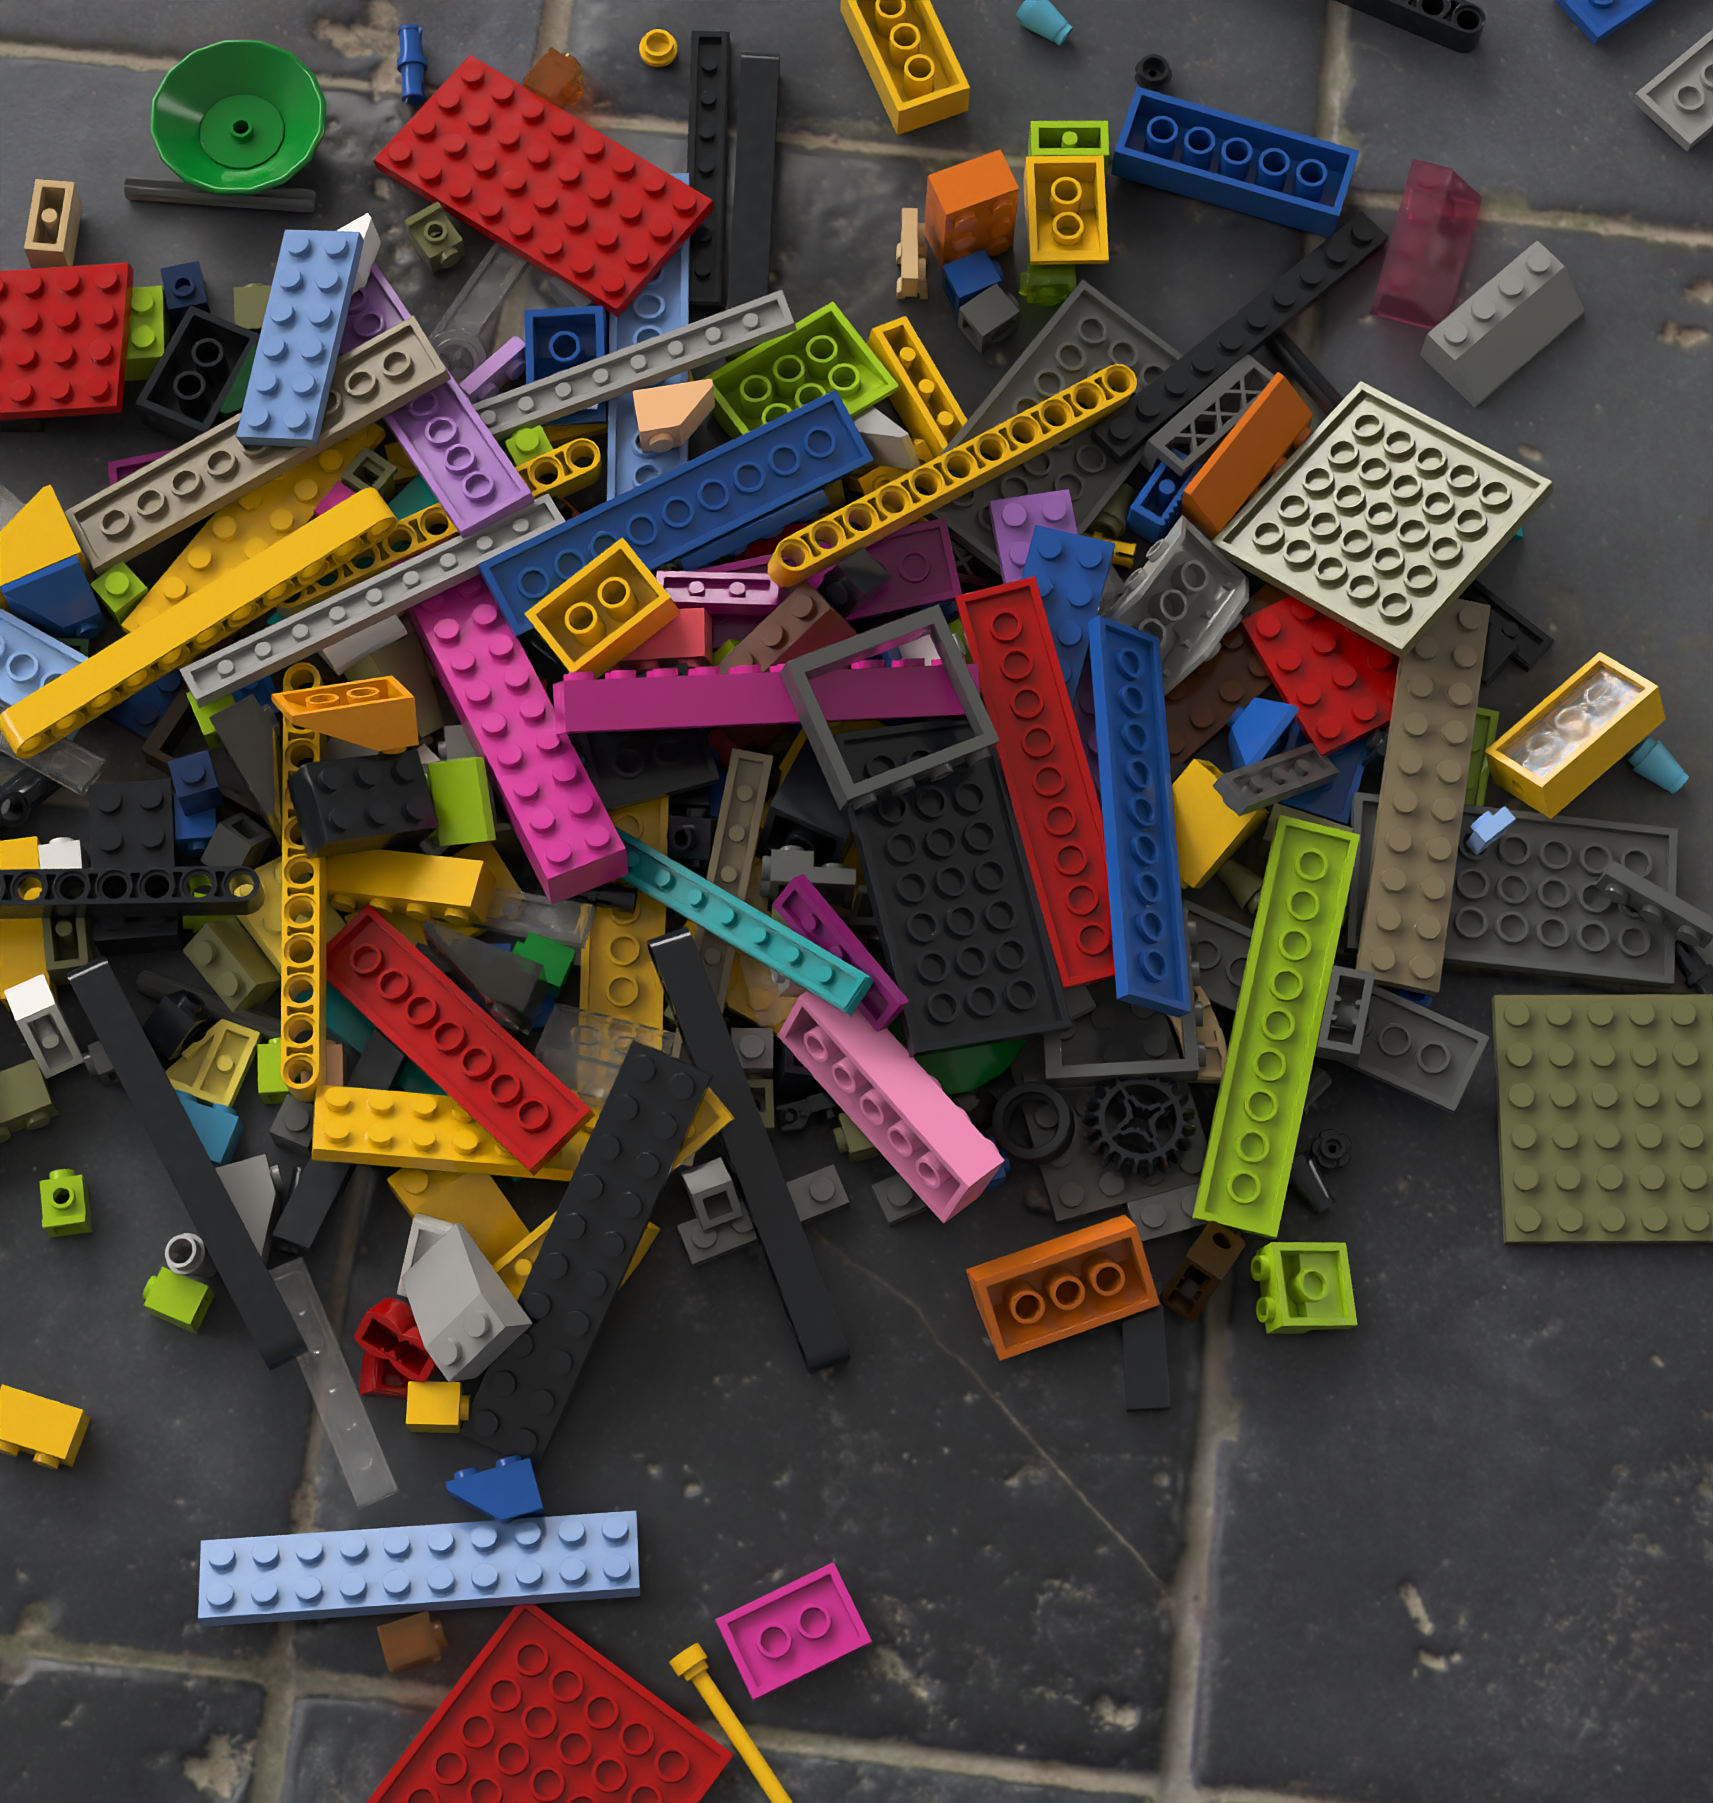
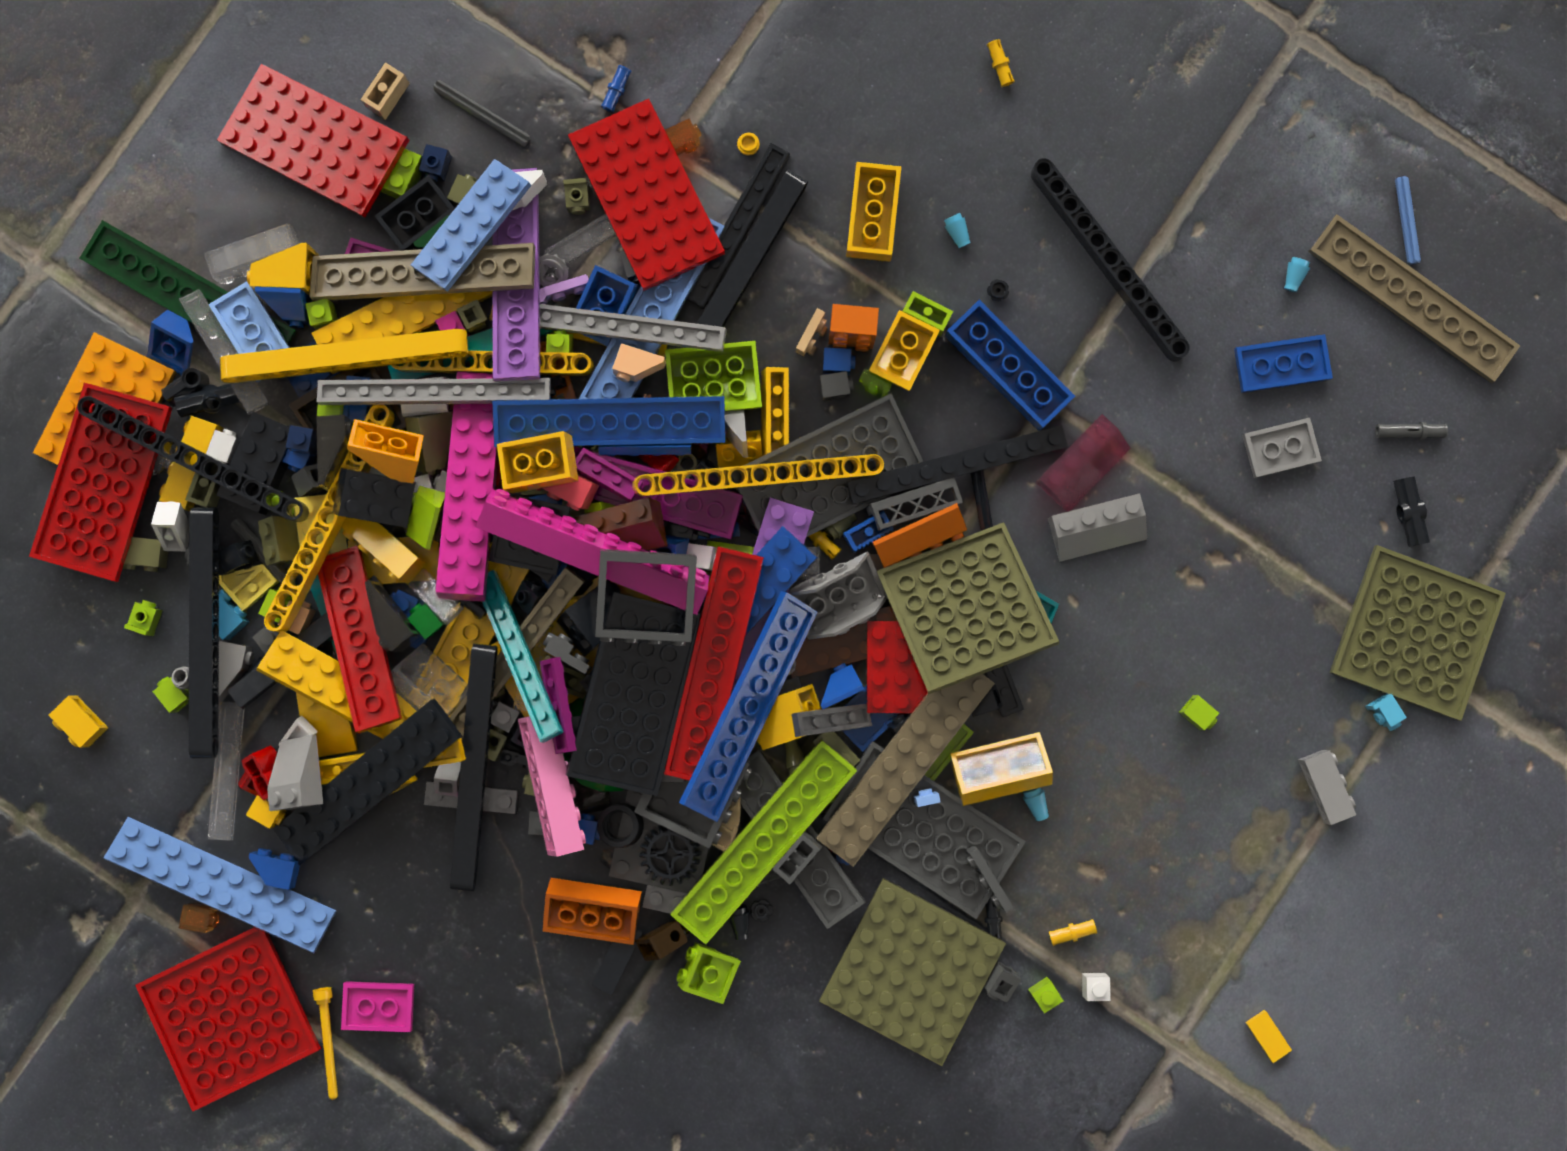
camera: 30 degrees right, 15 degrees up
(234, 89) = (502, 57): green dish -> none
(853, 582) = (675, 508): black brick -> none

